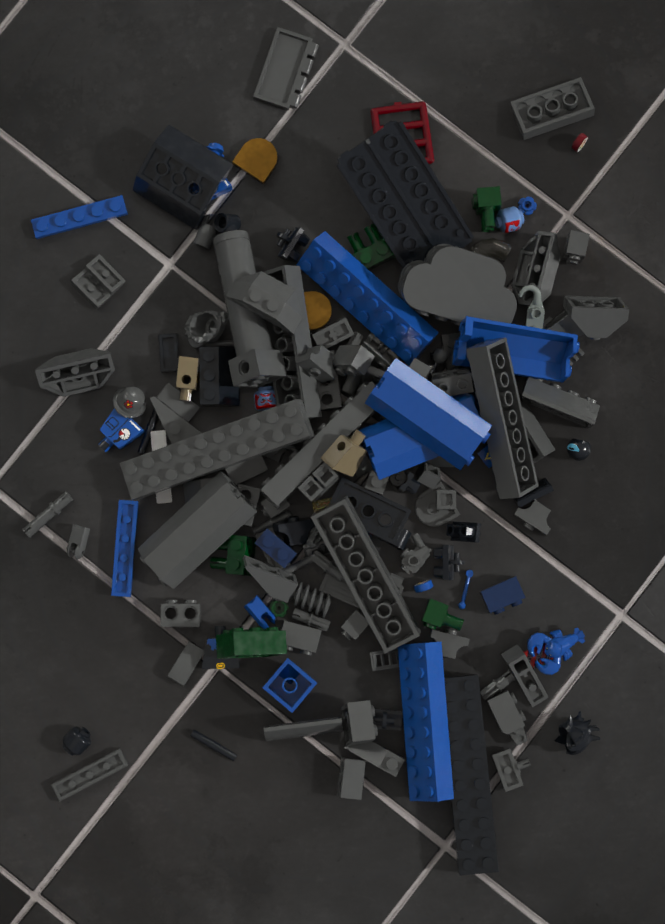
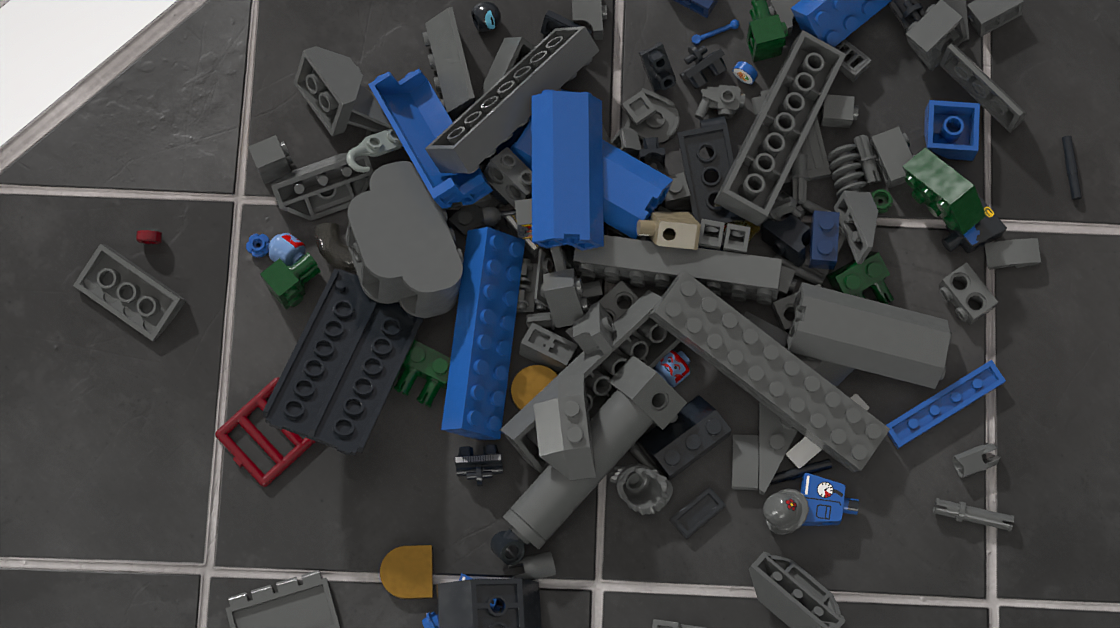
camera: 125 degrees left, 10 degrees down
(187, 368) = (700, 471): dark tan torso -> none
(259, 612) = (900, 219): blue piece -> none

